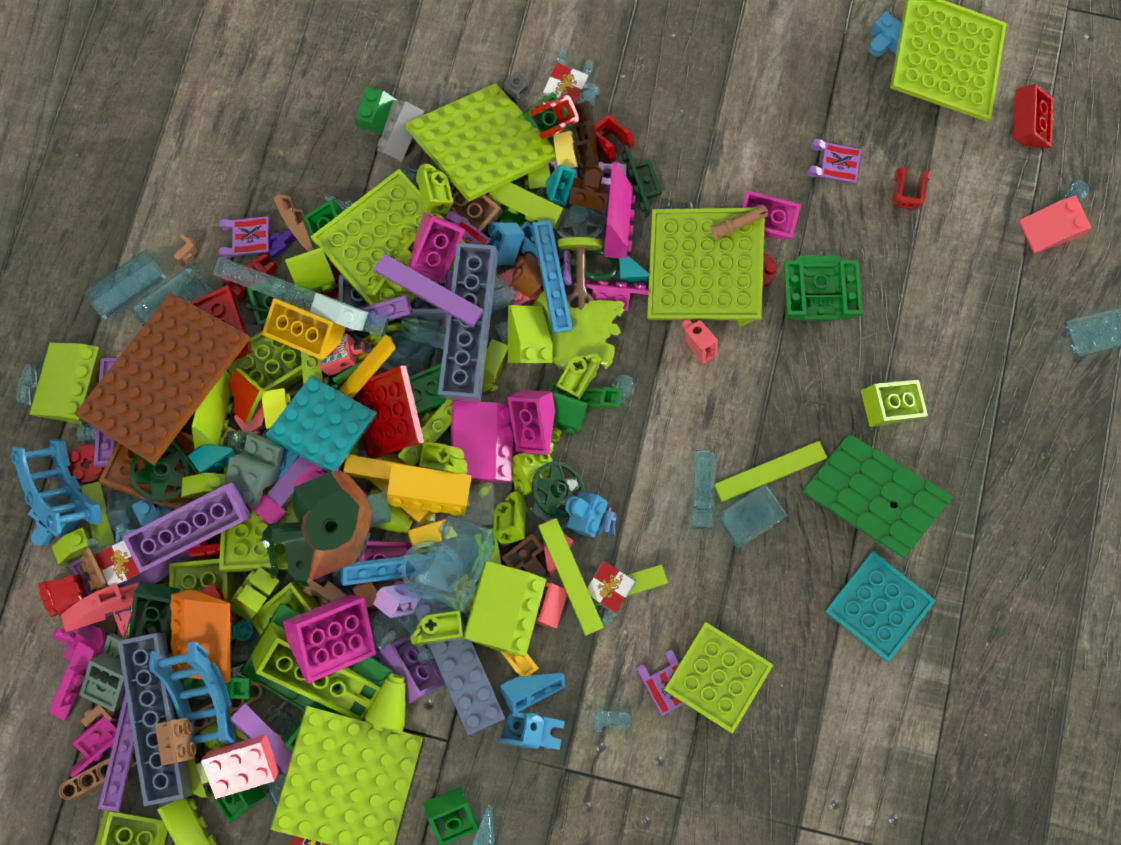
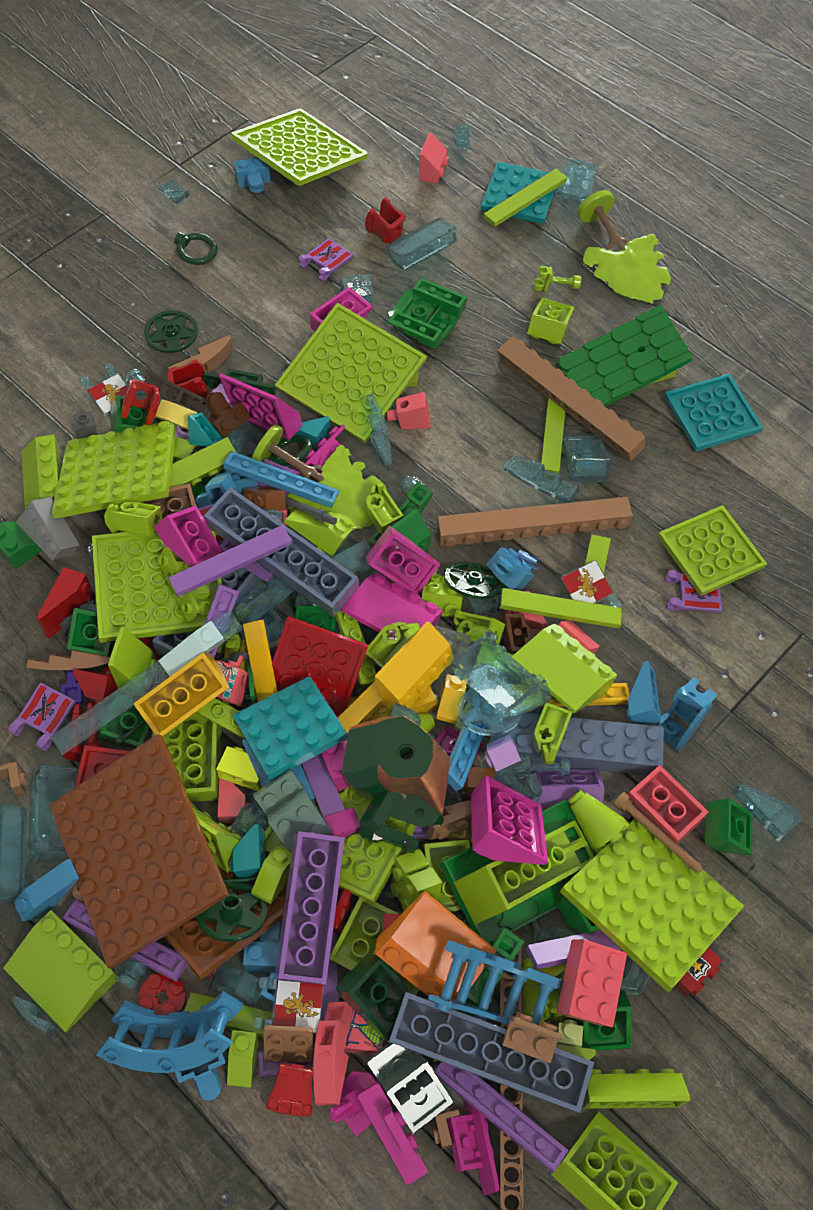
camera: 60 degrees left, 15 degrees down
(108, 334) = (46, 892): none -> dark azure slope
(246, 394) = (209, 786): red tile -> none
(289, 249) = (95, 684): none -> red slope
(344, 184) = (68, 592): none -> red slope
(419, 721) = (624, 803): none -> medium nougat piece
(437, 755) = (667, 804): none -> coral brick
(455, 83) = (40, 468): none -> lime slope
(515, 378) = (354, 557): none -> clear light blue brick
(530, 329) = (318, 514): none -> dark grey bar
(615, 719) = (709, 644): clear light blue leg -> none
(652, 136) = (211, 354): none -> medium nougat slope
(653, 332) = (380, 436): none -> clear light blue slope
(653, 509) = (534, 521): none -> medium nougat brick
(658, 87) = (171, 331): none -> dark green wheel
(729, 226) = (335, 332): medium nougat pin -> none
(769, 27) = (182, 240): none -> dark green piece
(805, 470) = (572, 399): none -> medium nougat brick
(812, 214) = (360, 284): none -> clear light blue torso
(908, 235) = (421, 243): none -> clear light blue brick
(956, 399) = (547, 274): none -> lime bar
(1010, 447) = (634, 267): none -> lime plant
(1021, 184) = (433, 160): none -> coral slope
(1032, 297) = (525, 197): none -> lime tile
(1033, 117) = (384, 131): red slope -> none
(1043, 288) = (509, 180): none -> teal plate
(1055, 224) = (477, 159): coral slope -> none

